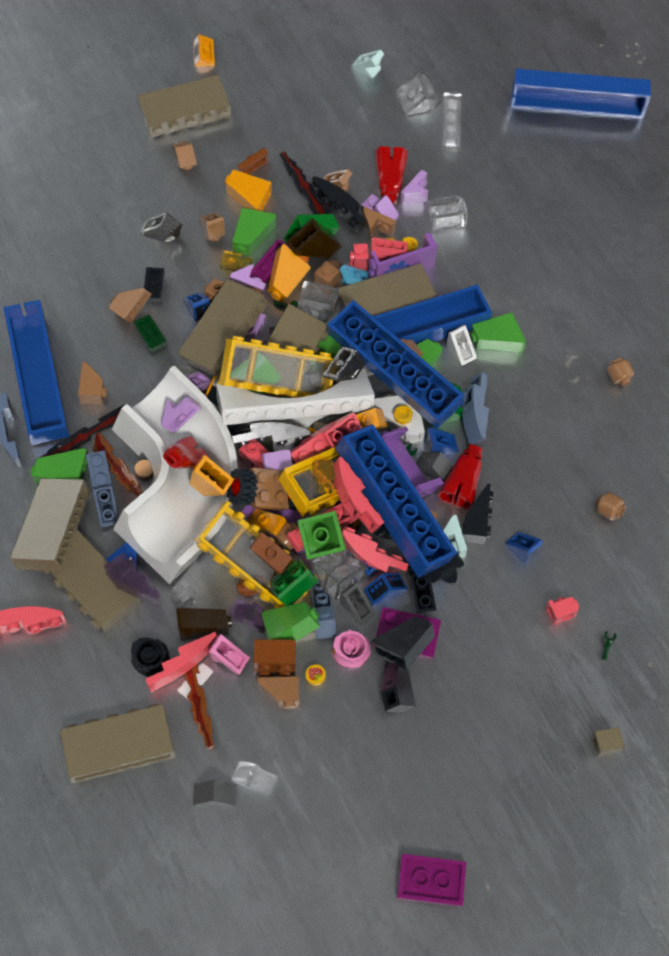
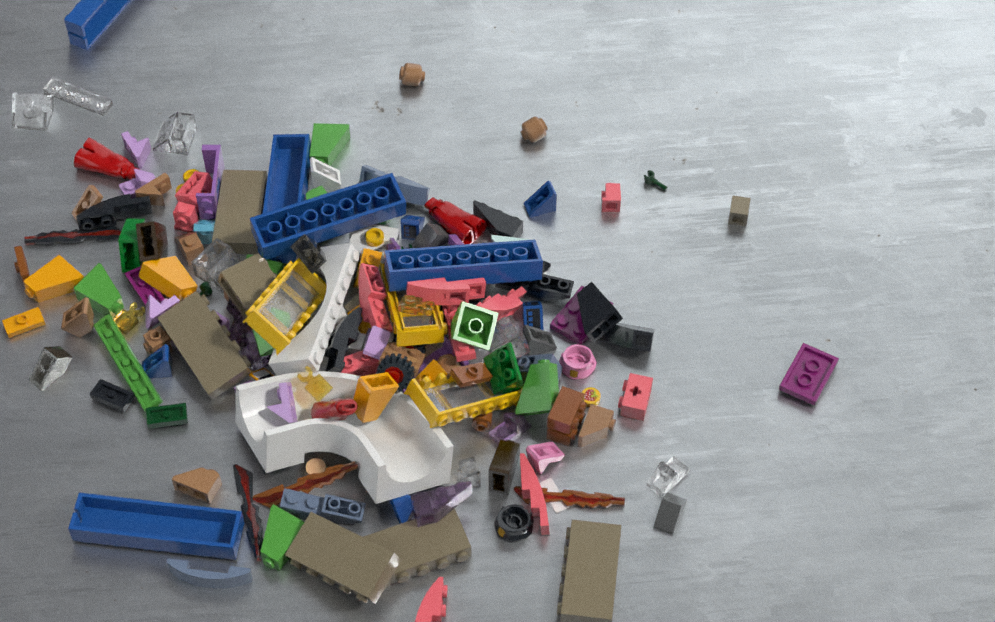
camera: 65 degrees left, 10 degrees down
(129, 303) = (125, 421): medium nougat slope -> none
(188, 281) = (127, 363): none -> bright green tile
(200, 190) = (23, 322): none -> light orange plate
(207, 430) = (316, 386): none -> clear yellow plate
(320, 720) = (636, 396): none -> coral brick

